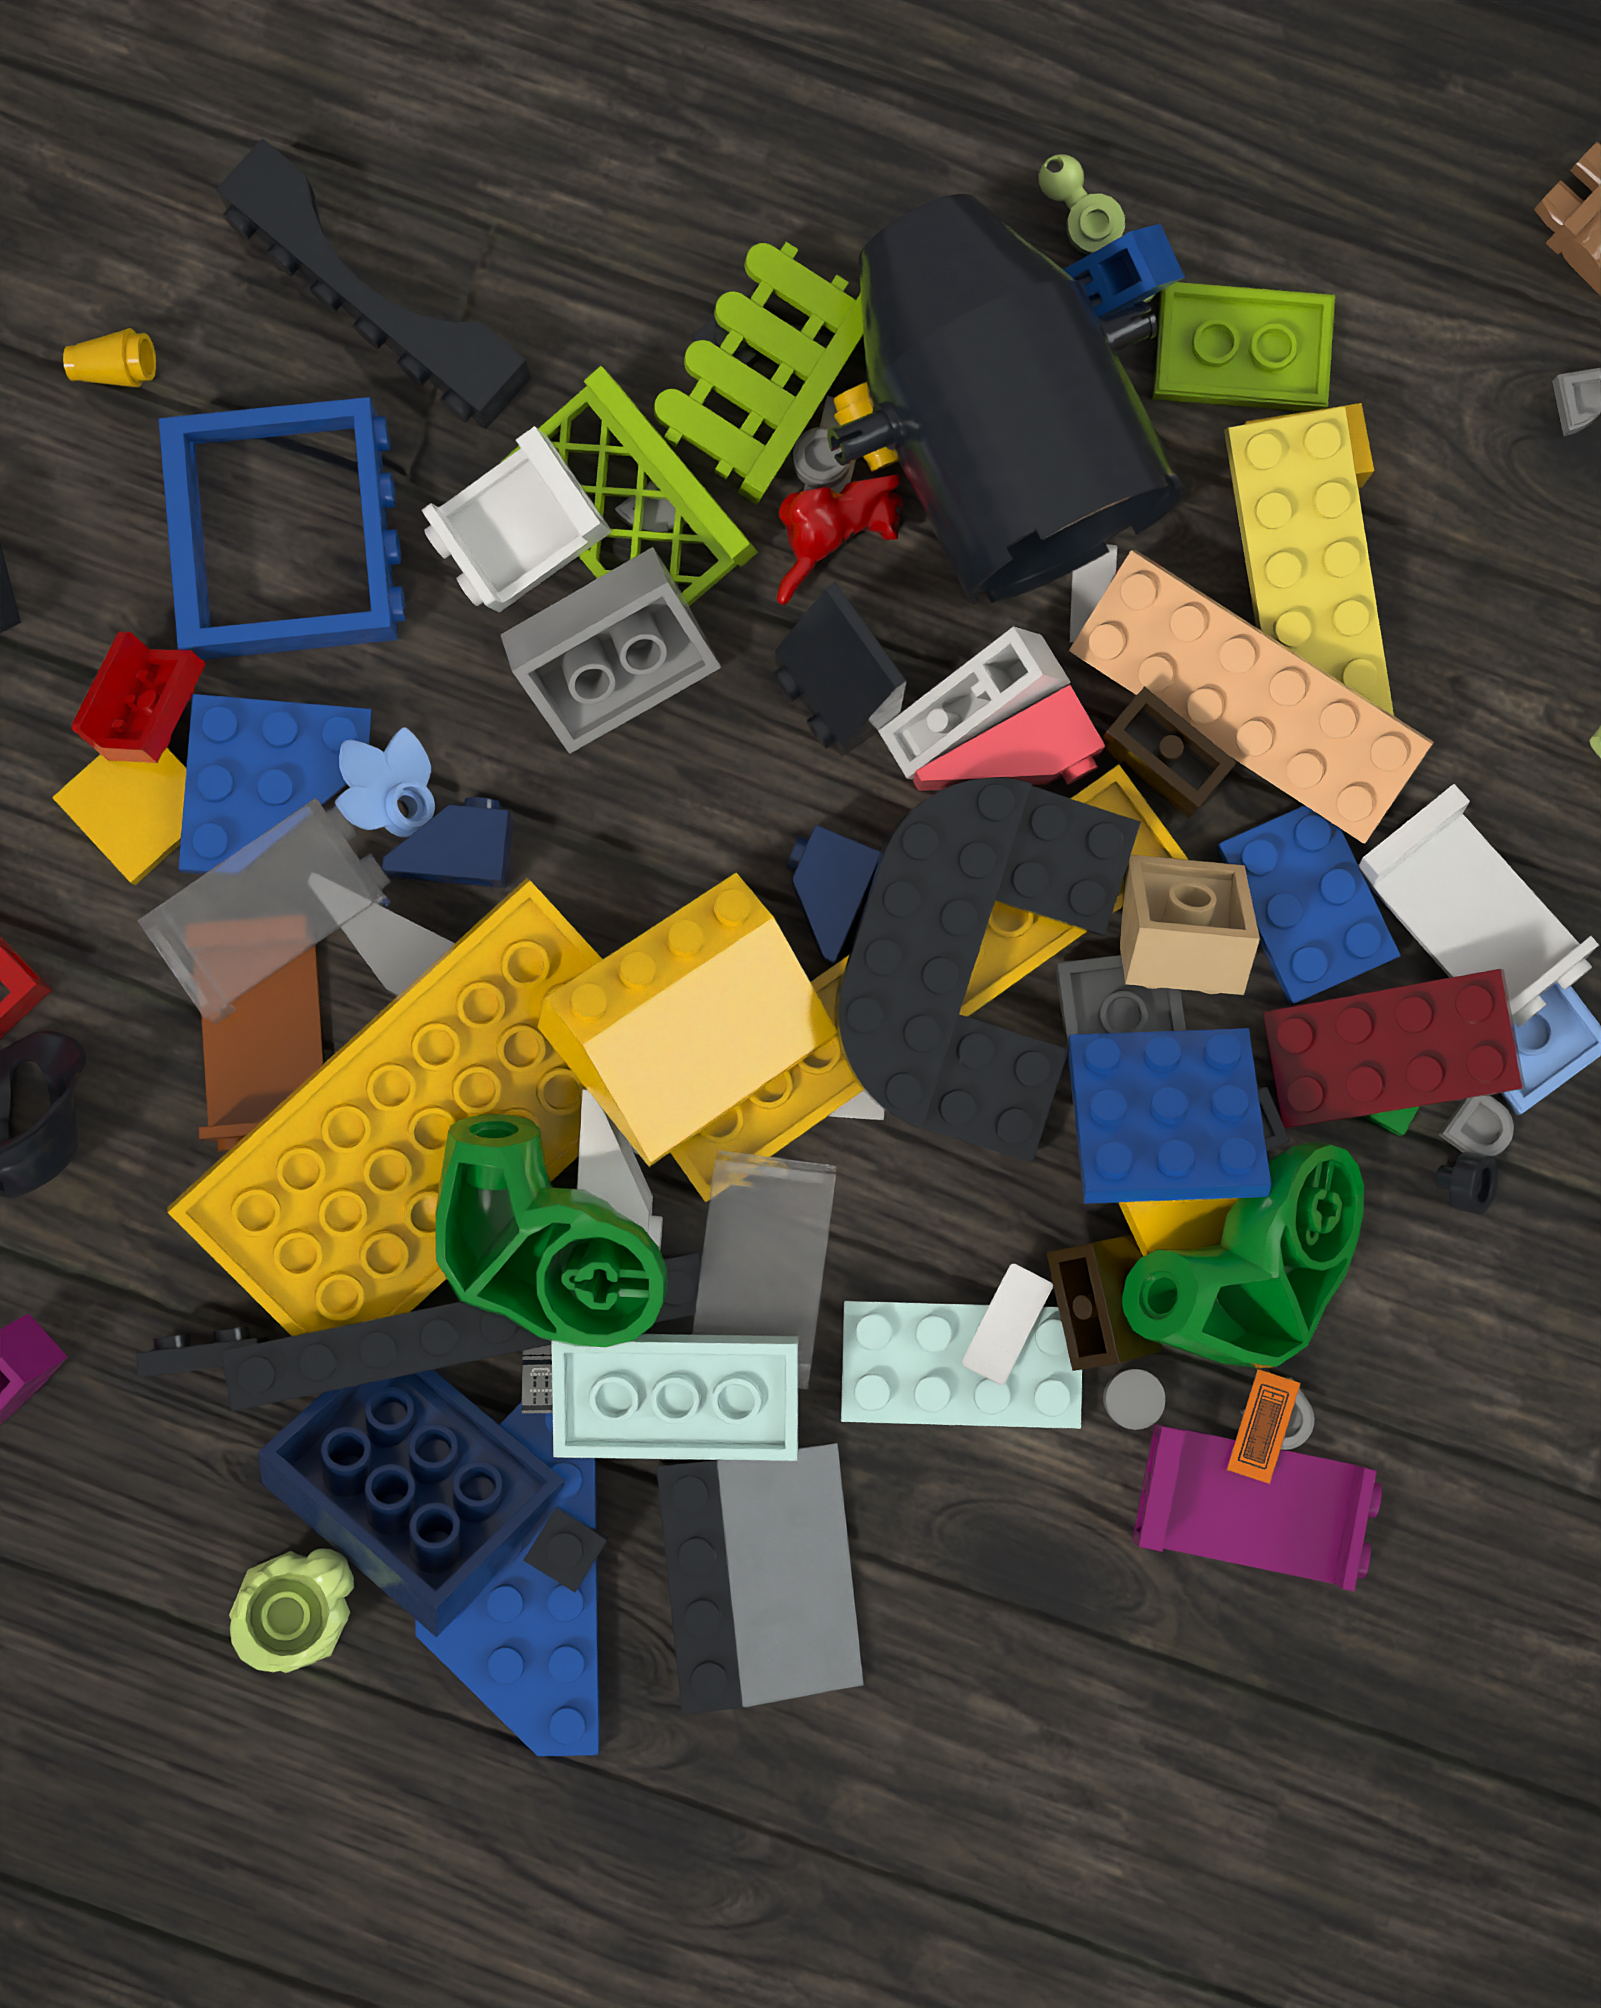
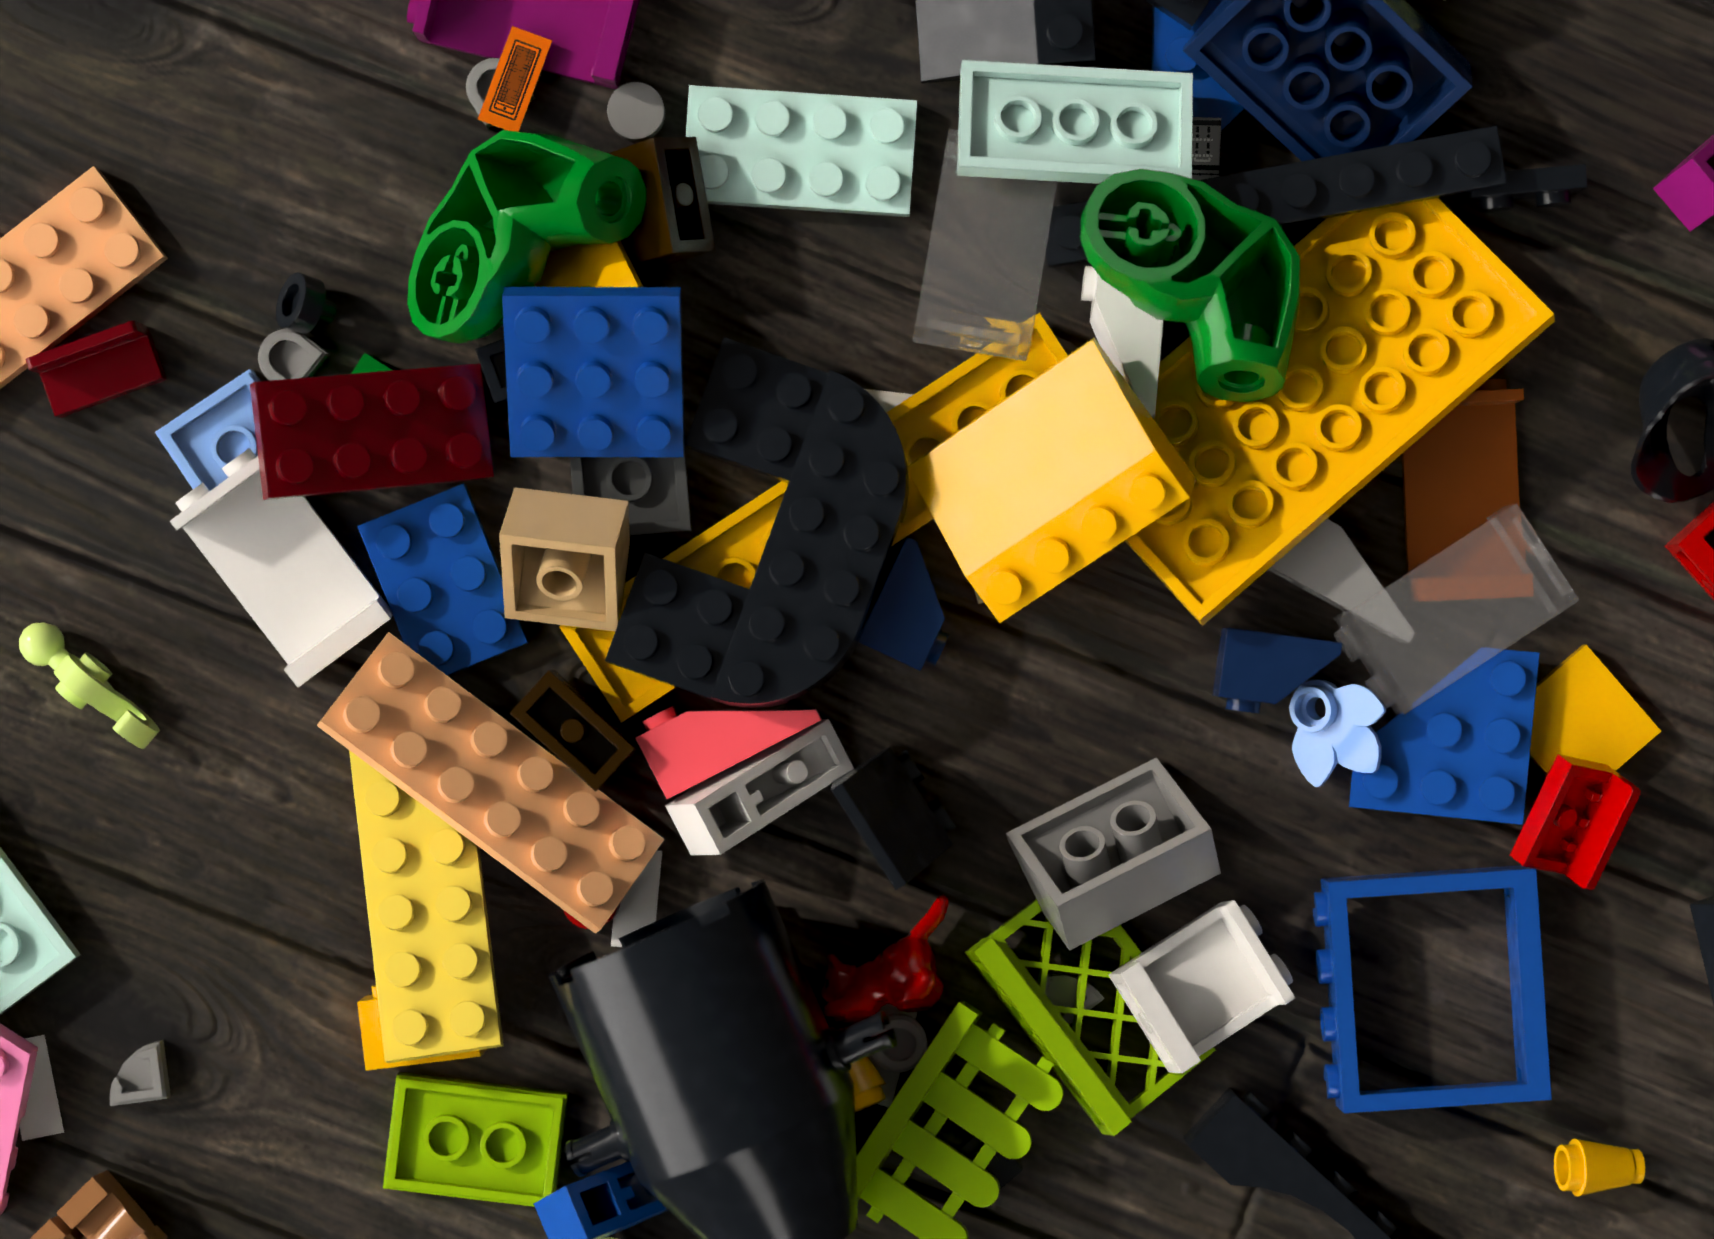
camera: 170 degrees left, 5 degrees up
(1007, 1324) = (755, 184): white sticker -> none

